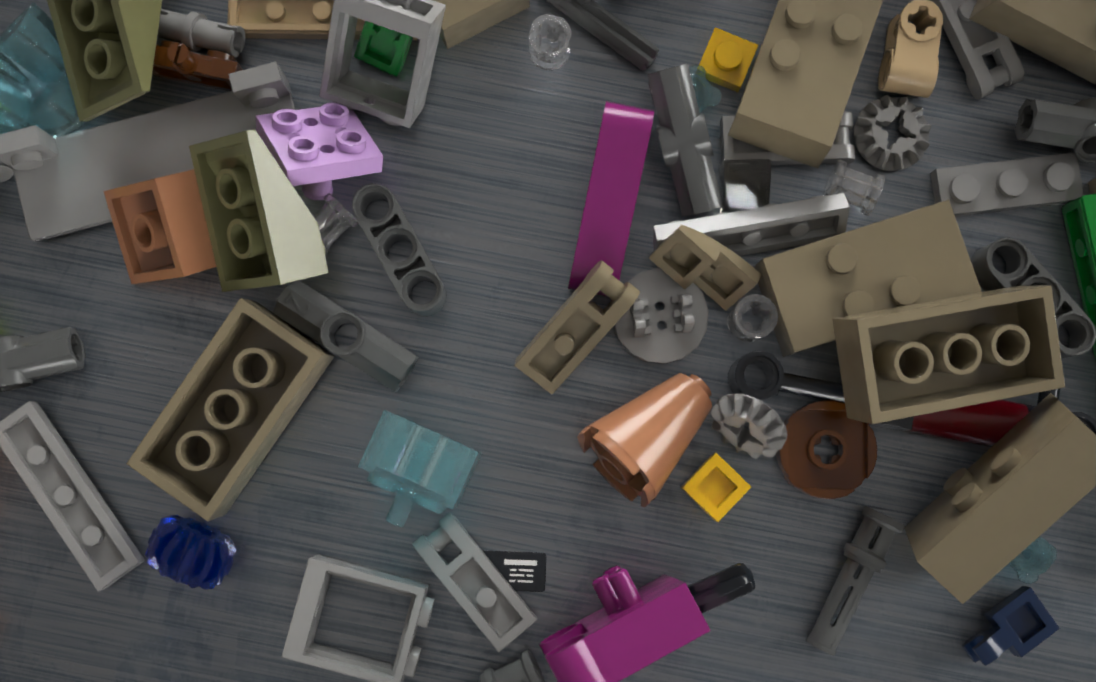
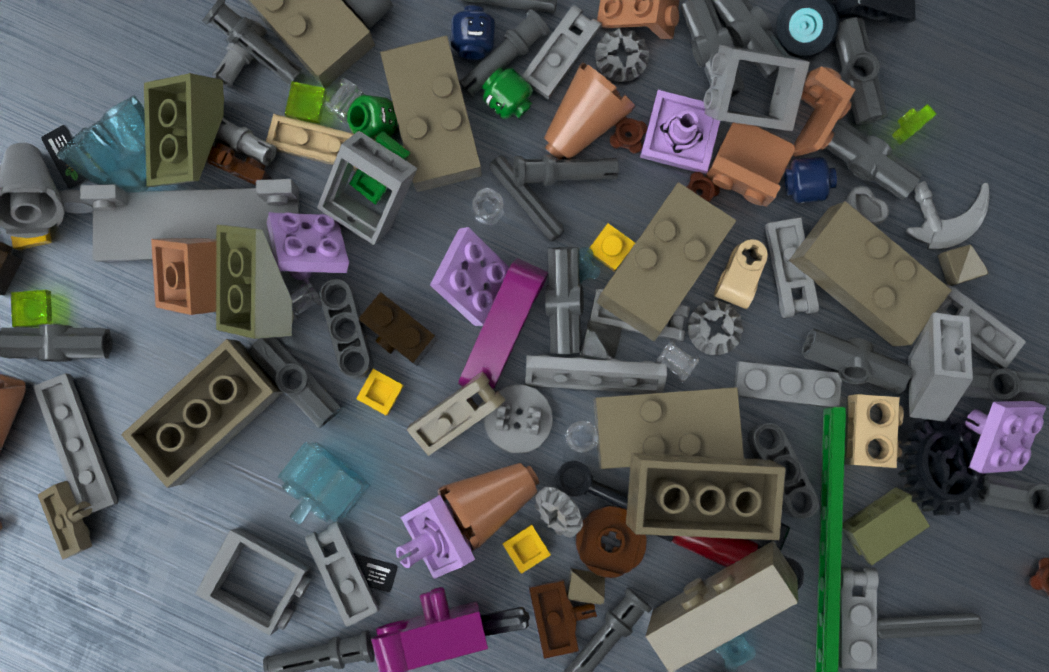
camera: 15 degrees right, 0 degrees up
(78, 599) = (66, 519): none -> dark tan plate
(190, 552) = (150, 505): clear blue gear -> none
(465, 324) = (380, 392): none -> yellow plate
(469, 233) = (397, 329): none -> dark brown brick
(546, 146) = (463, 272): none -> lavender plate
(592, 502) = (435, 539): none -> lavender plate
(700, 260) = (563, 395): dark tan slope -> none
(781, 569) = (557, 618): none -> reddish brown plate
(808, 518) = (586, 587): none -> dark tan slope

